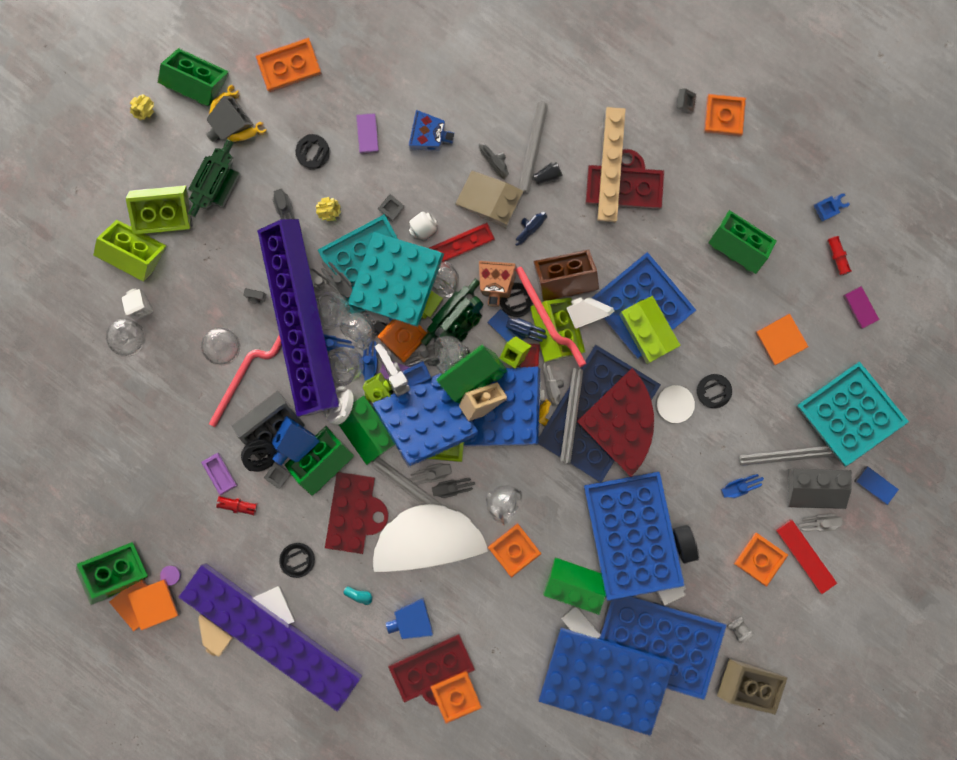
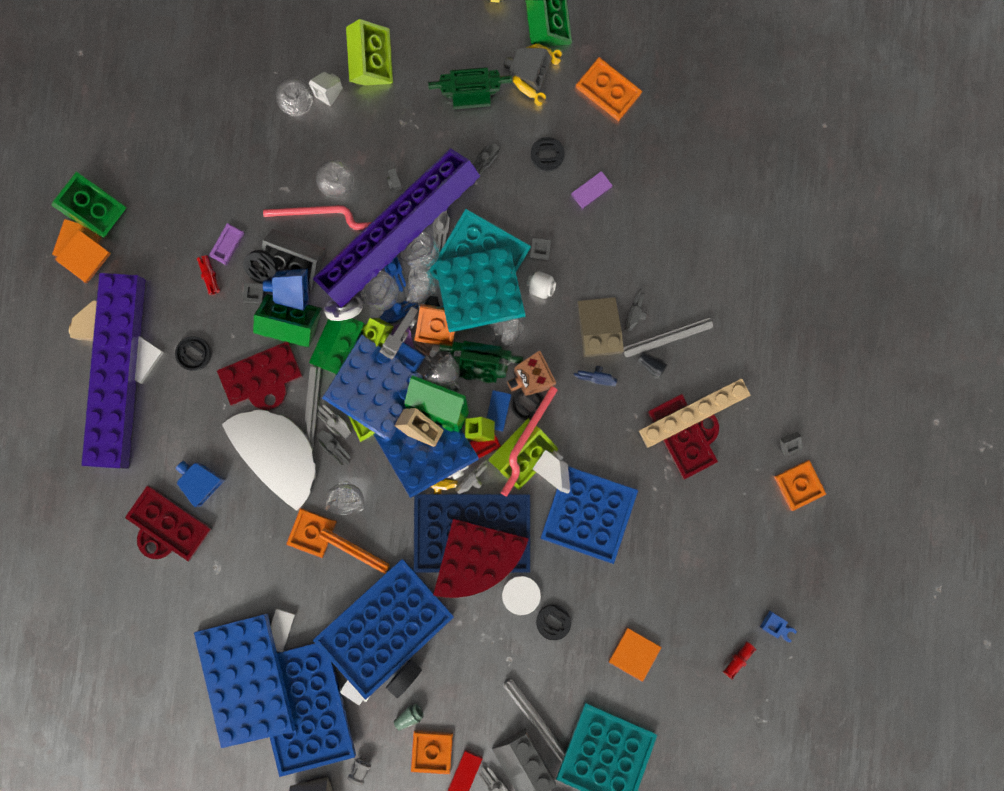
camera: 55 degrees right, 0 degrees up
(158, 209) = (417, 56): lime slope -> none
(171, 574) = (118, 256): medium lavender tile -> none
(328, 209) = (505, 196): light yellow gear -> none
(339, 281) = (448, 243): dark grey piece -> none
(358, 596) = (192, 424): teal arm -> none
(428, 133) = (624, 241): blue torso -> none
(432, 305) = (477, 333): lime brick -> none
(456, 697) = (154, 559): orange tile -> none
(465, 242) = (548, 328): red tile -> none
(524, 328) = (505, 424): dark blue piece -> none
(552, 522) = (354, 550): none -> orange axle
(566, 275) = (575, 433): reddish brown slope -> none
(571, 416) = (455, 511): light grey axle -> none
(575, 586) = (310, 604): green slope -> none
(649, 329) = (571, 534): lime slope -> none
(720, 560) = (409, 717): none -> sand green cone
(739, 487) = (483, 695): blue piece -> none
(742, 242) = (698, 568): green slope -> none
(861, 307) = (706, 707): magenta tile -> none

